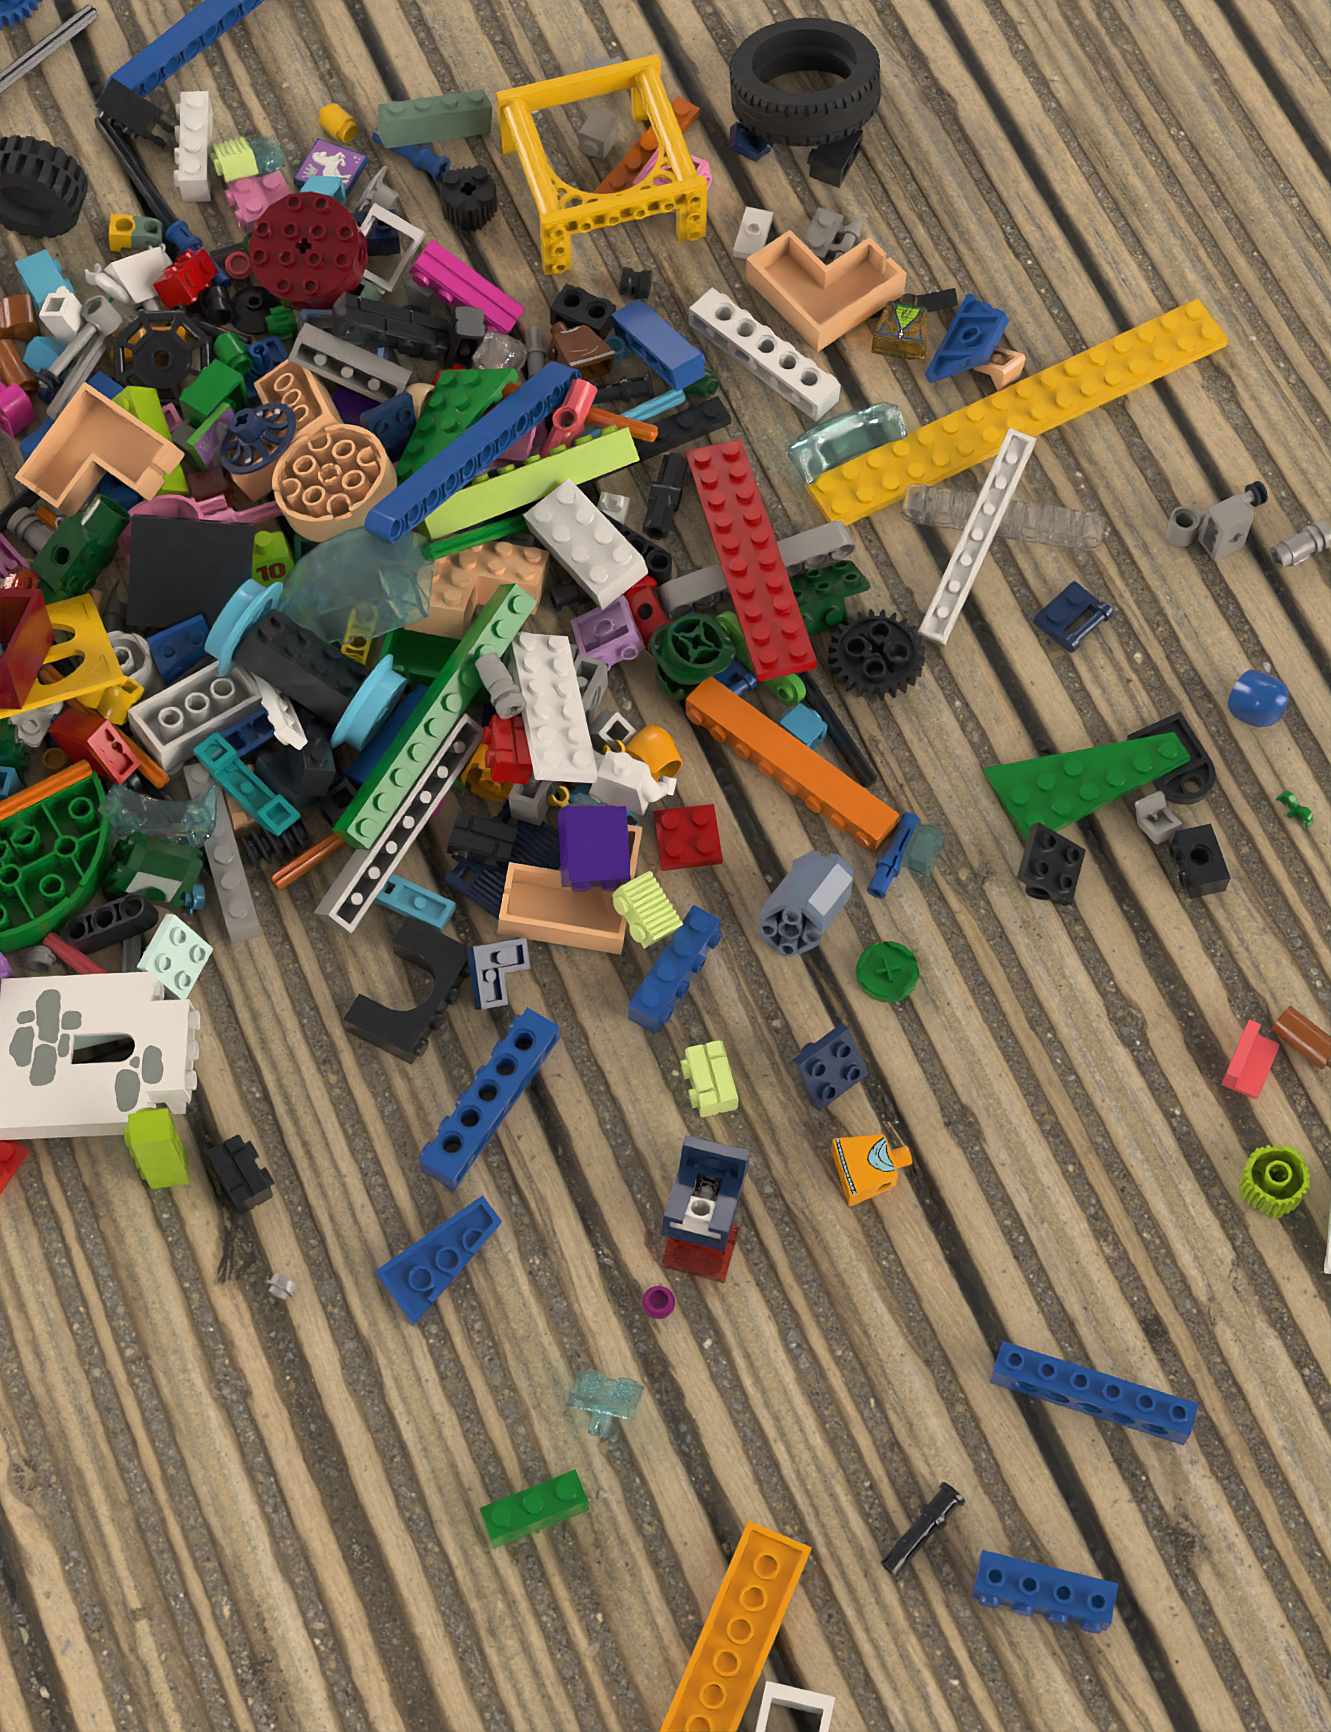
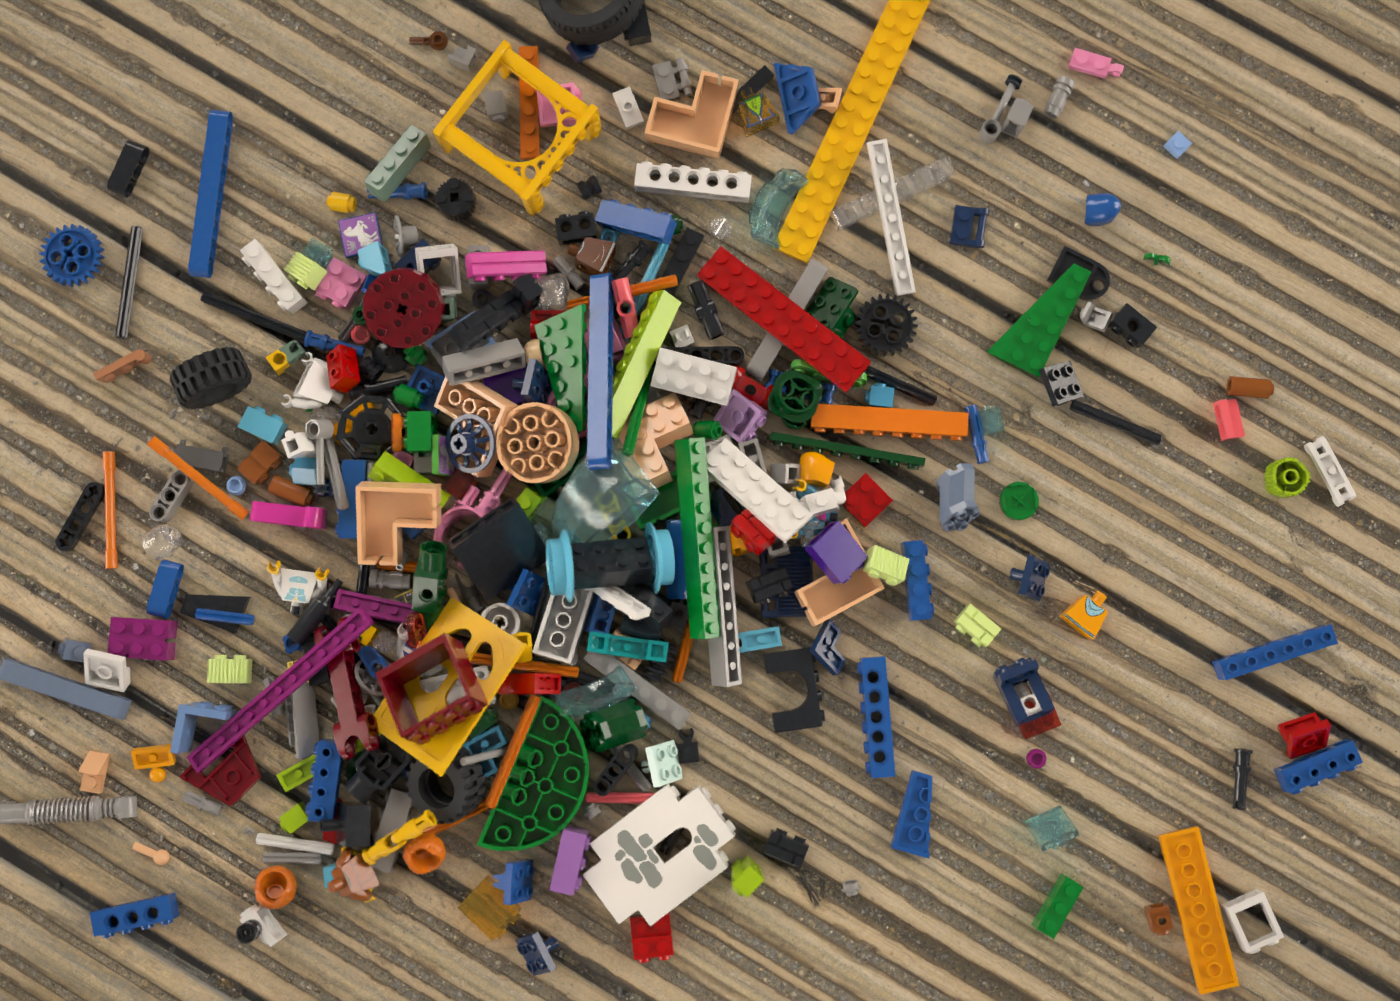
camera: 35 degrees left, 20 degrees up
(132, 111) = (222, 282): black hinge -> none
(185, 378) = (397, 425): none -> orange plate
(221, 974) = (688, 750): none -> black plate
(498, 682) = (726, 503): light grey axle -> none
(554, 621) = (709, 429): none -> green brick
(589, 36) = (437, 40): none -> reddish brown plate
(658, 1648) = (1154, 913): none -> dark orange brick
(716, 766) = (854, 452): none -> dark green plate
(757, 420) = (720, 228): none -> clear gear
(1054, 1535) = (1304, 734): none -> red bracket
(1091, 963) = (1115, 422): none -> black axle

